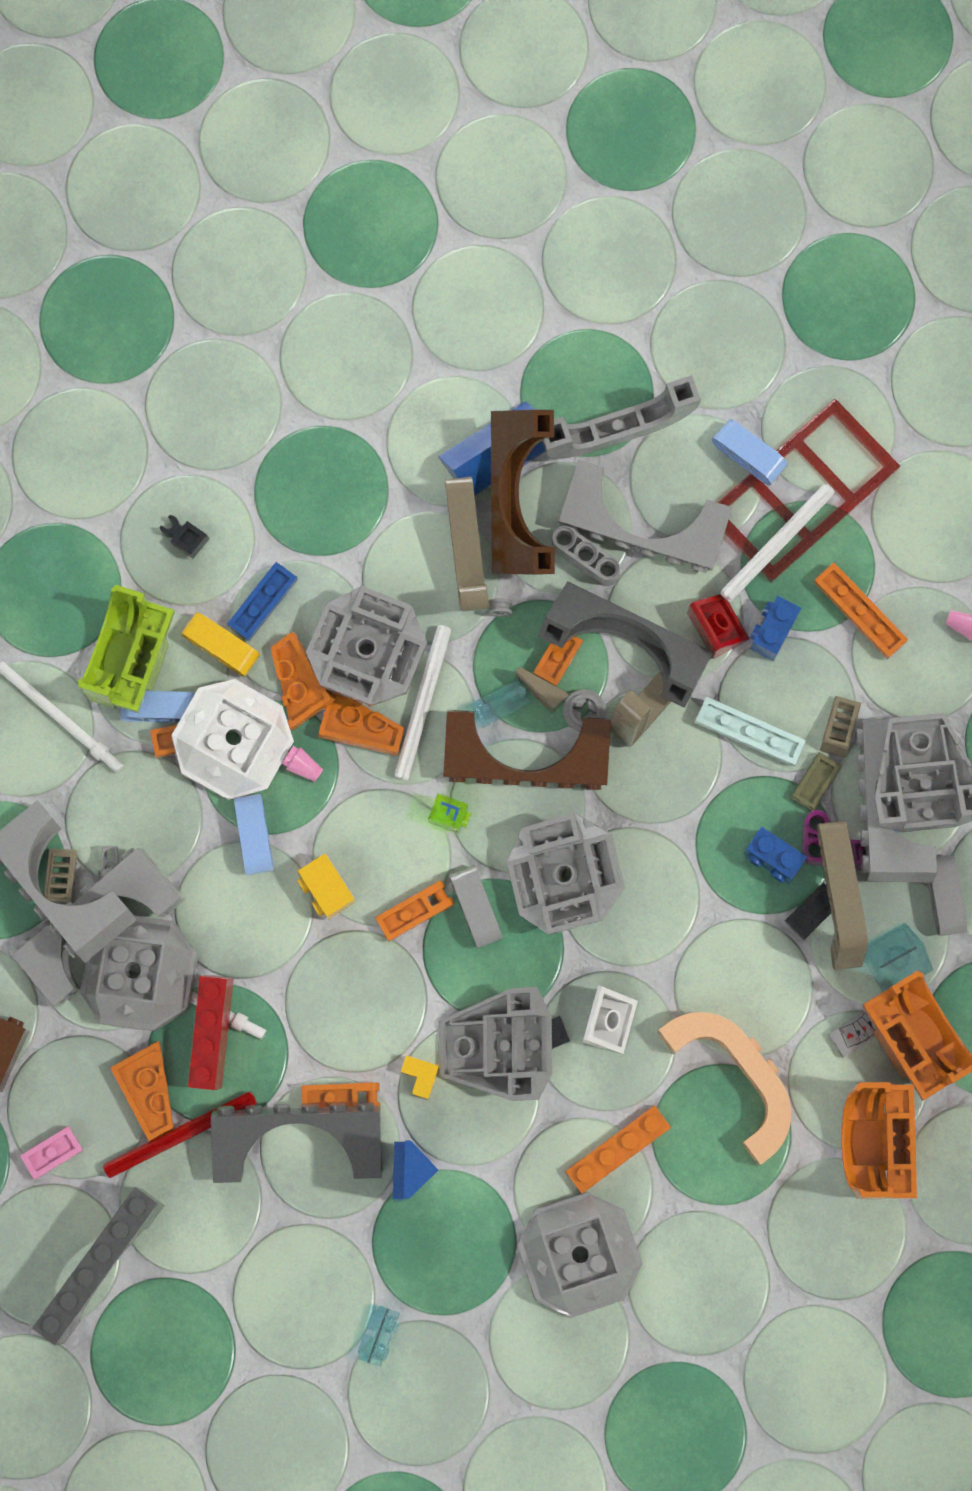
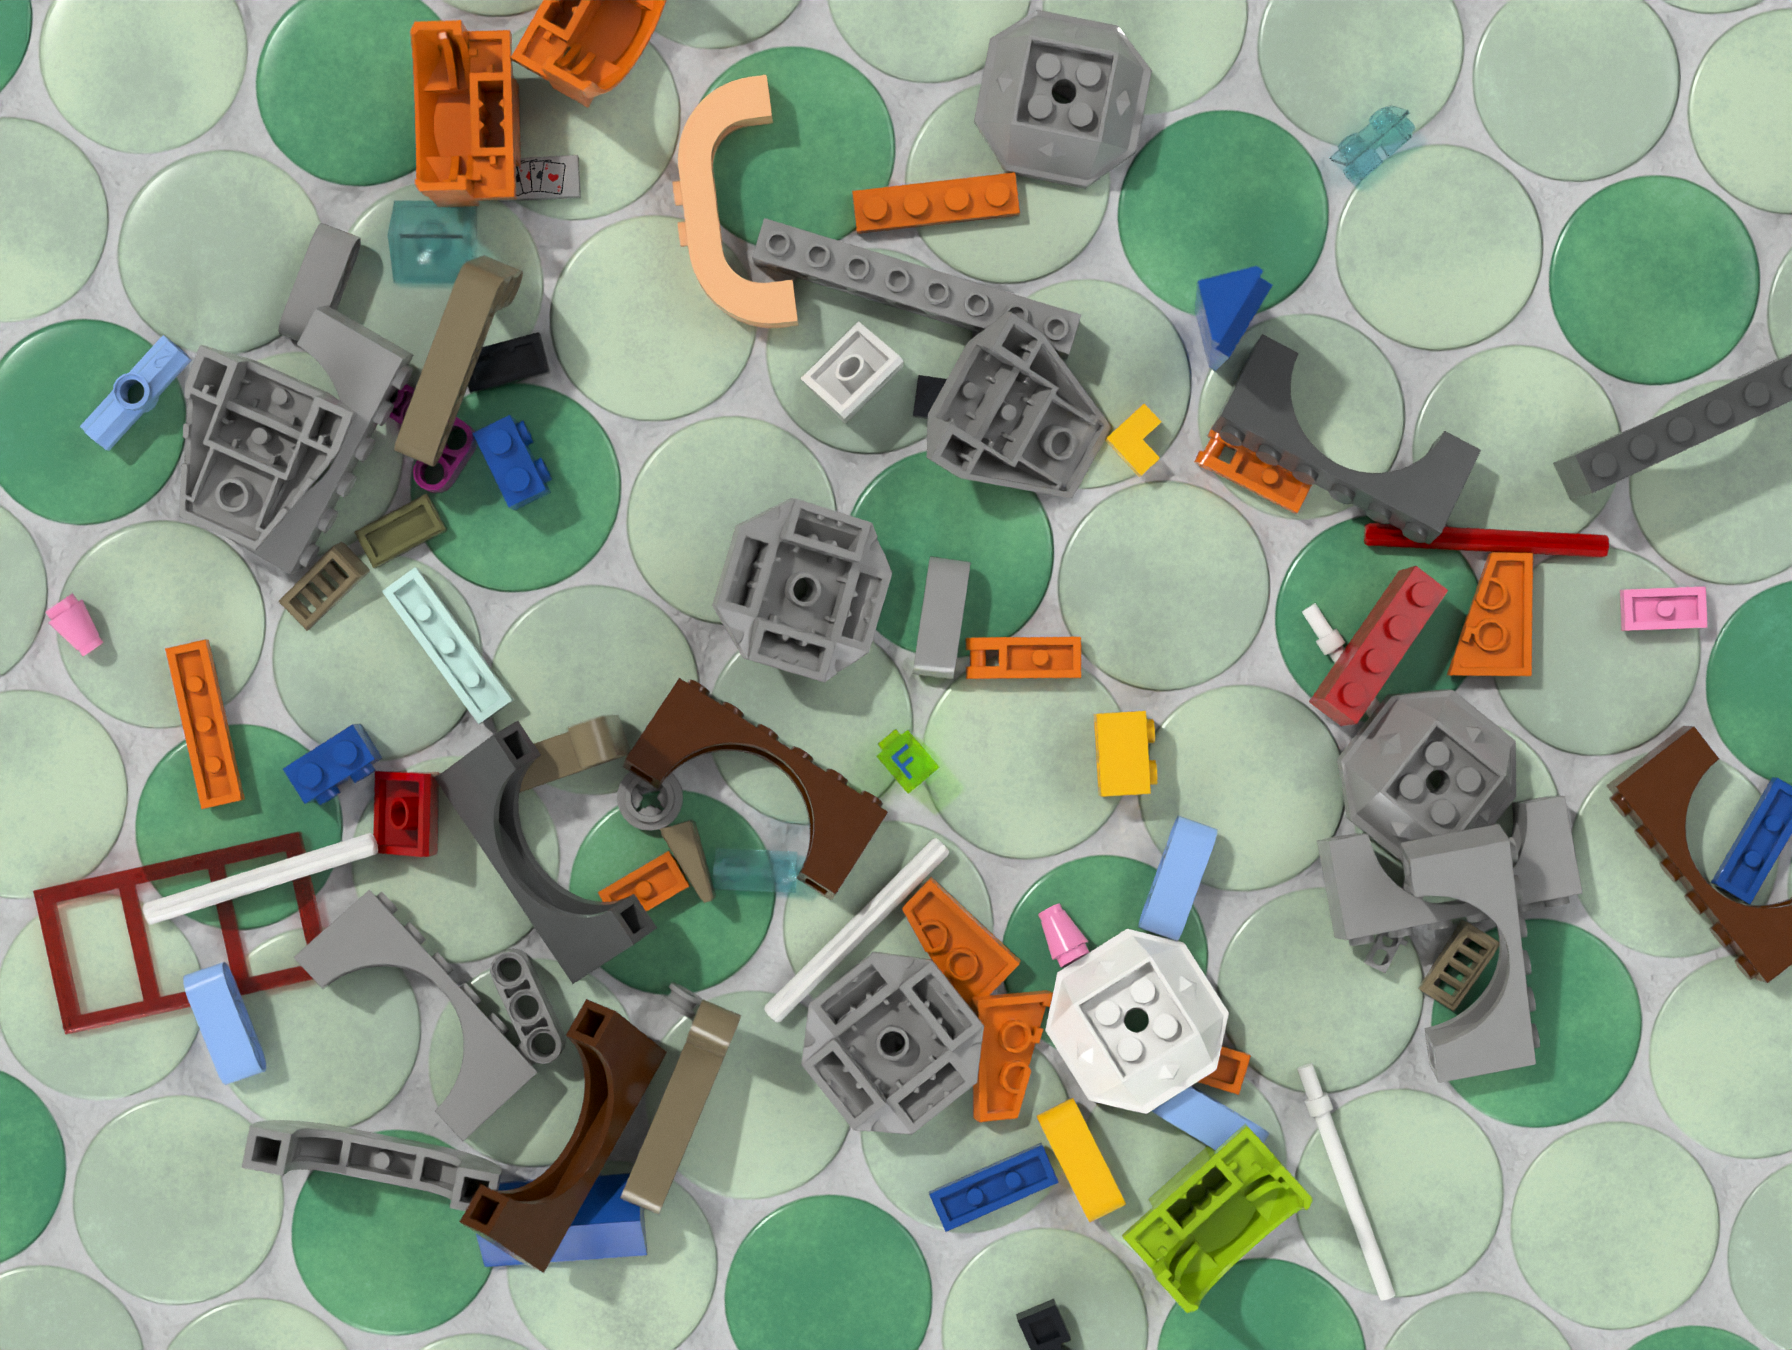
camera: 150 degrees left, 10 degrees up
(604, 1089) = (904, 284): none -> light grey brick

